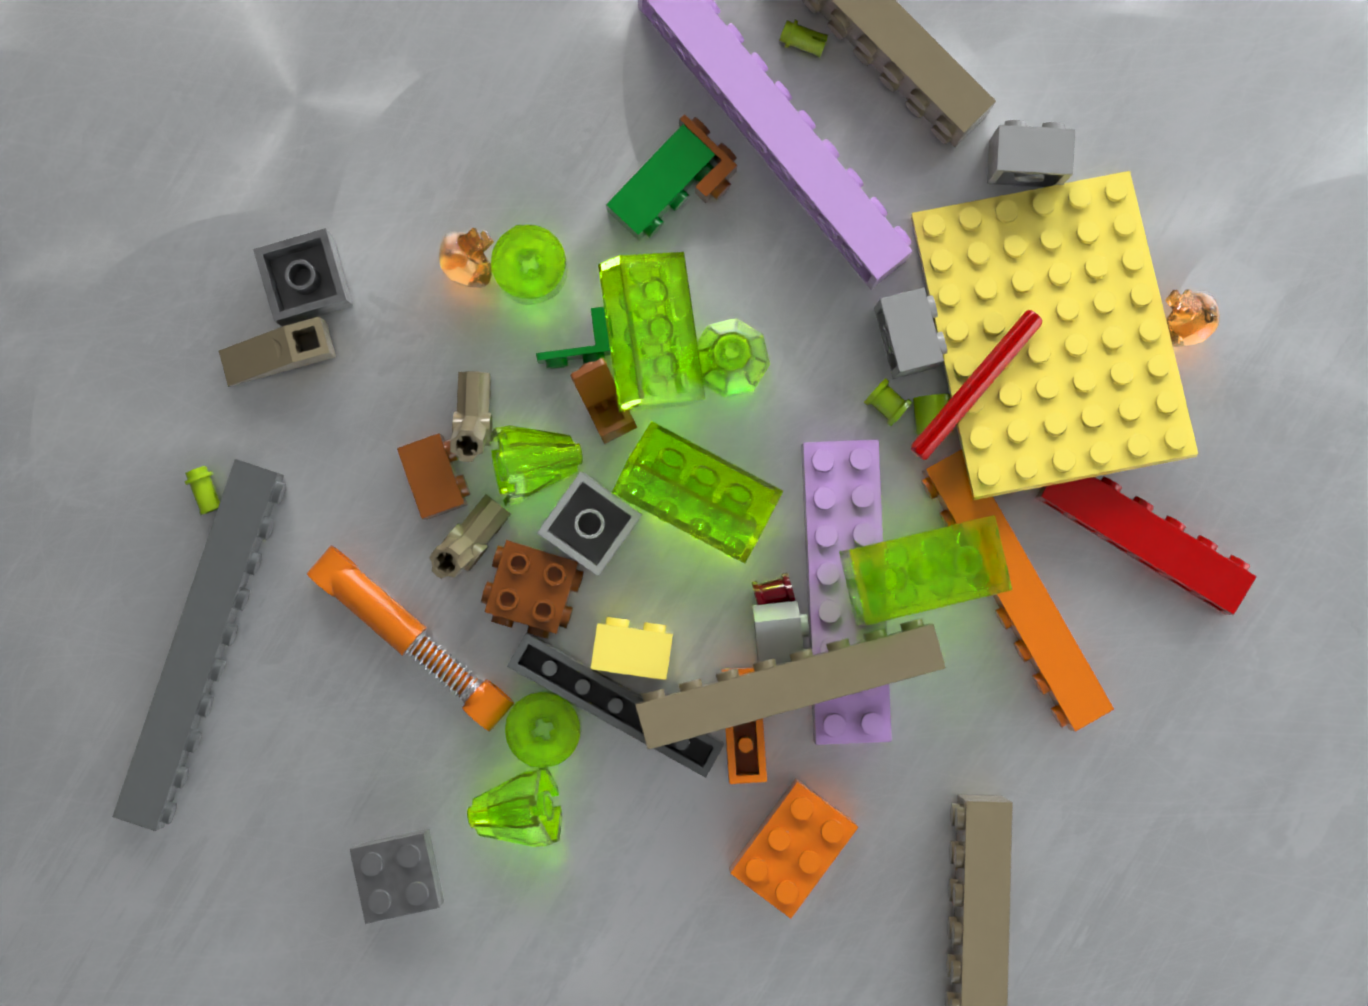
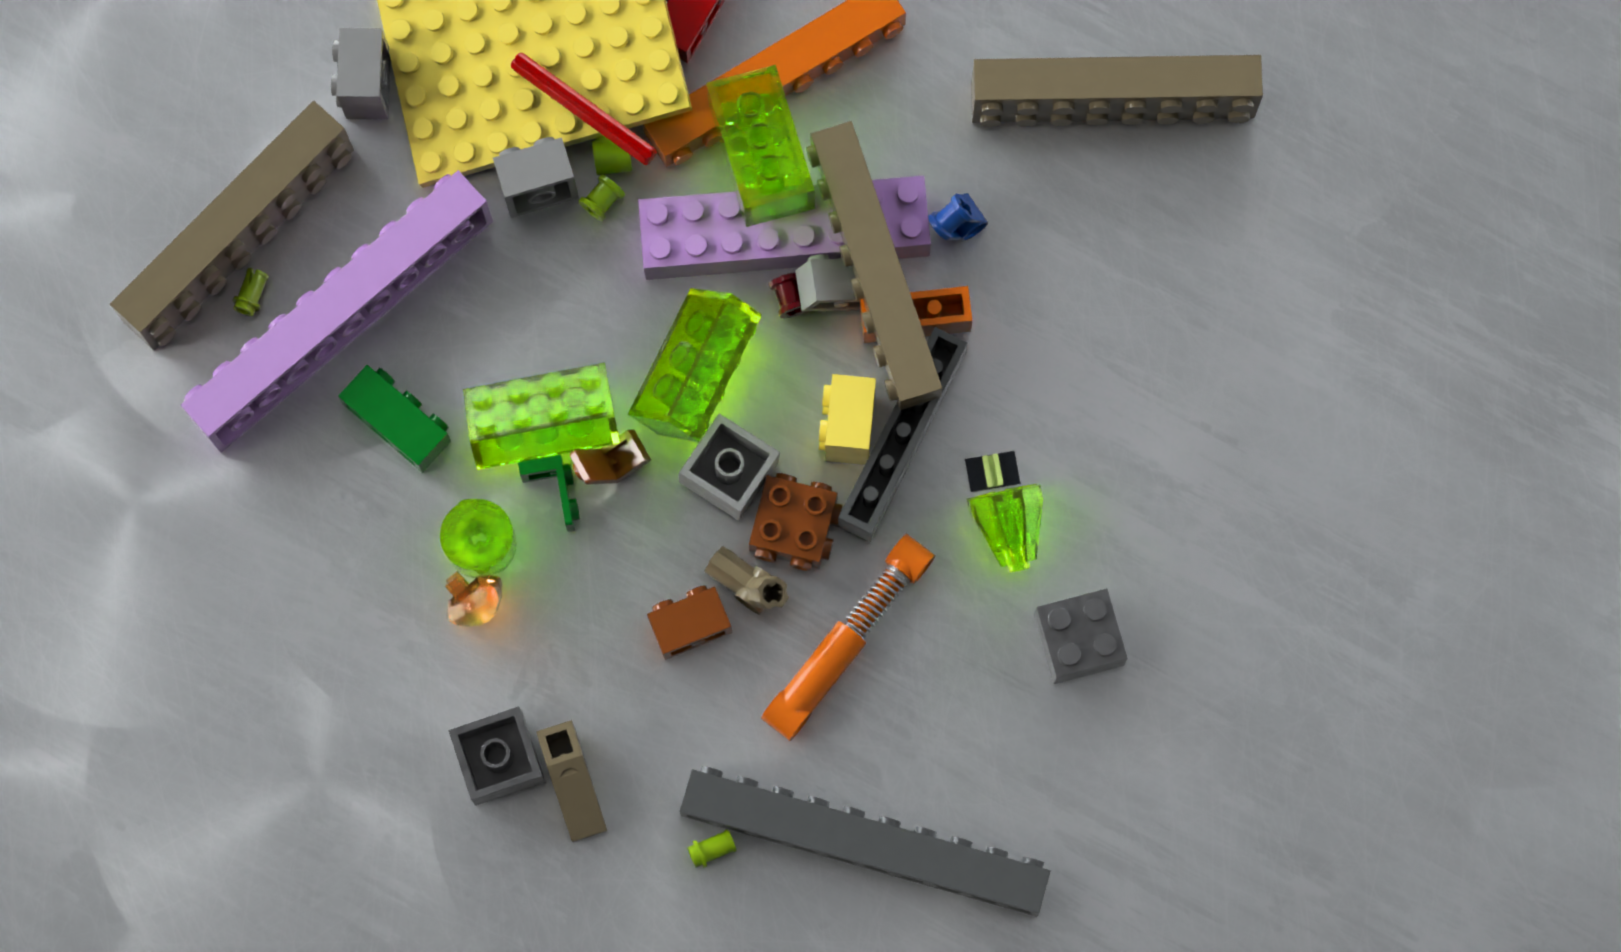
camera: 90 degrees left, 10 degrees down
(472, 419) = (635, 587): dark tan piece -> none
(531, 461) = (671, 528): clear neon green cone -> none
(537, 749) = (937, 483): clear neon green brick -> none
(580, 794) = (992, 471): none -> black piece
(716, 181) = (376, 357): dark orange bracket -> none
(732, 375) = (562, 342): clear neon green cone -> none
(793, 848) = (1030, 265): orange brick -> none
(845, 773) = (958, 219): none -> blue piece

